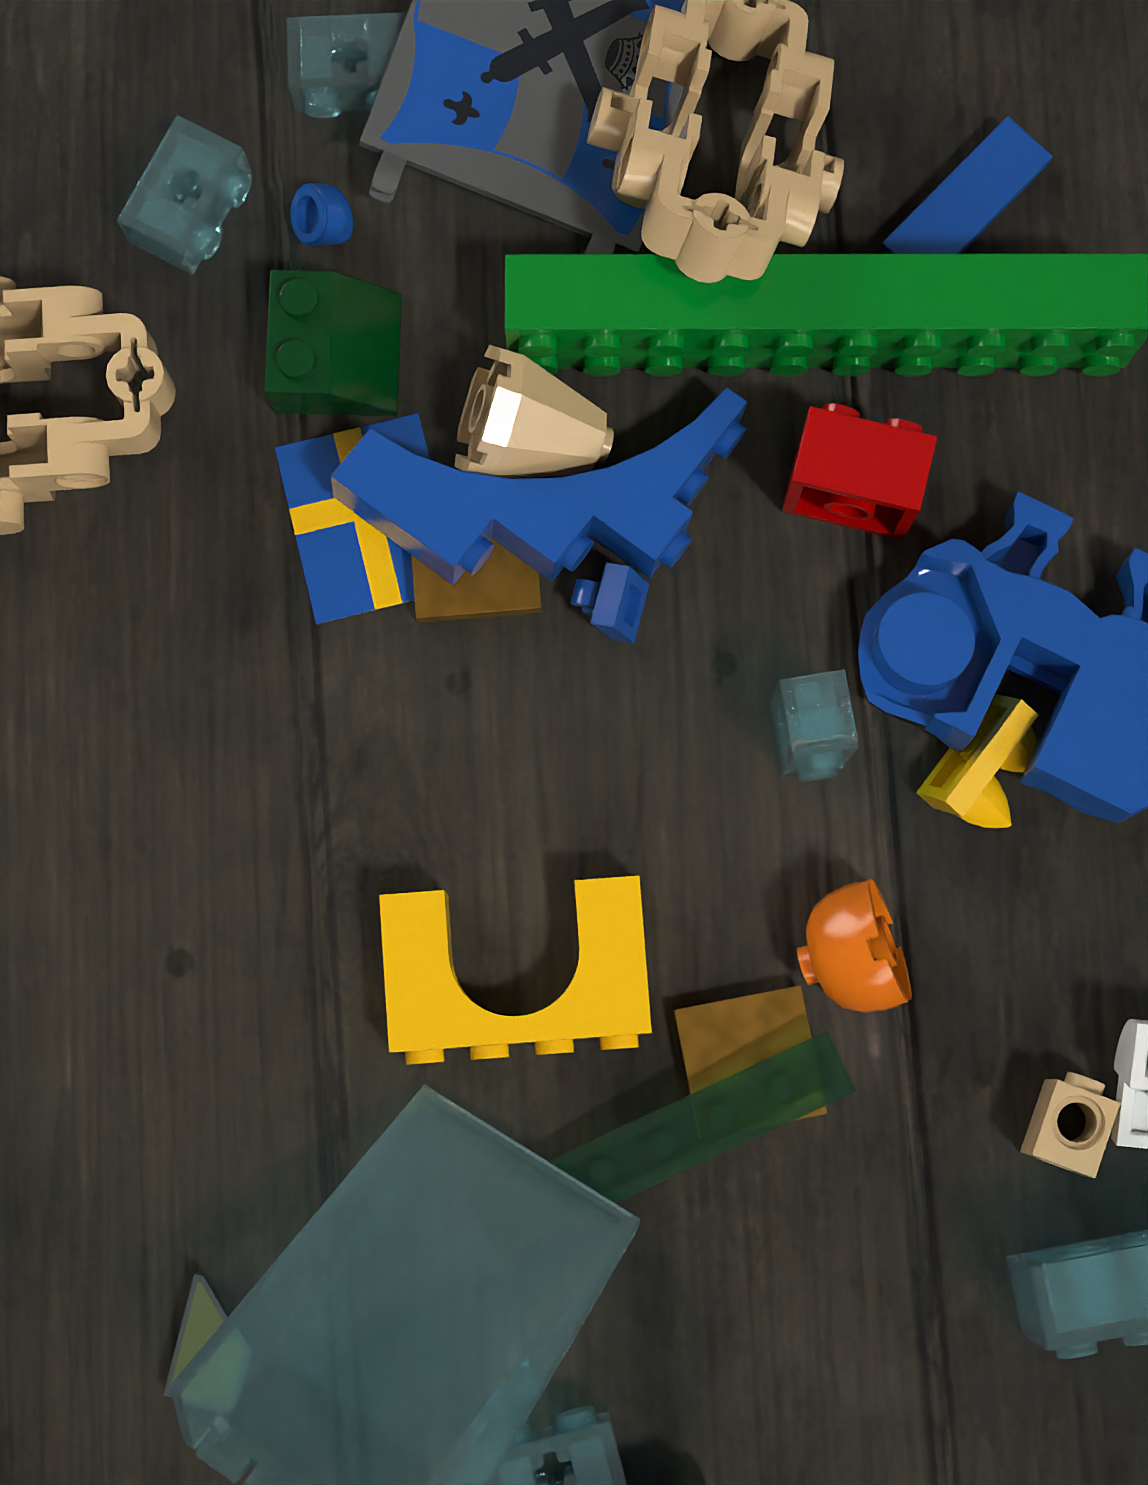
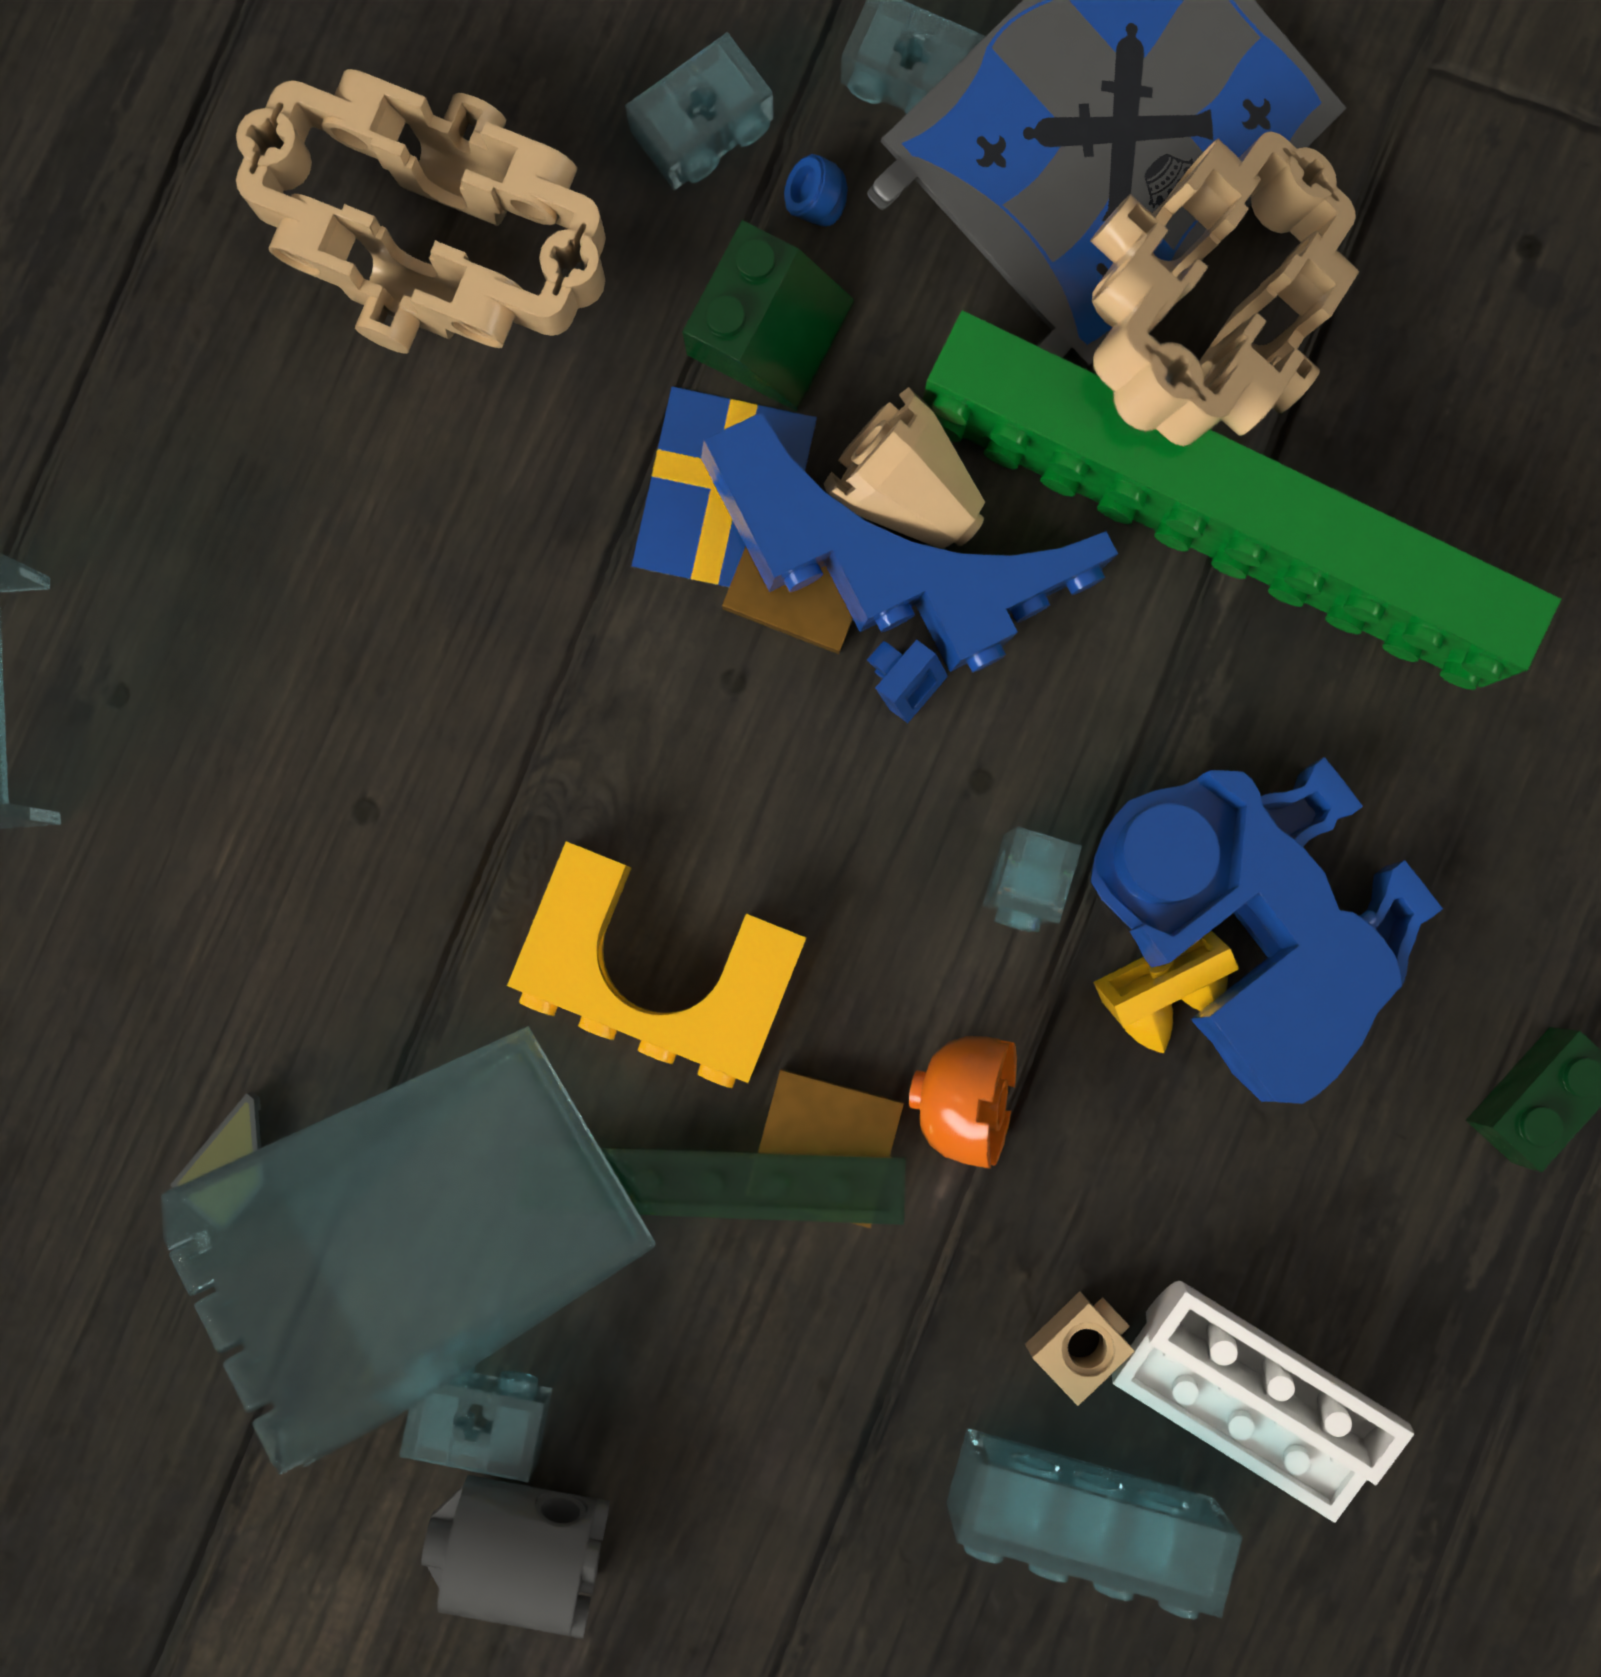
camera: 25 degrees right, 5 degrees up
(859, 471) = (1189, 668): red brick -> none
(972, 194) = (1421, 460): blue tile -> none

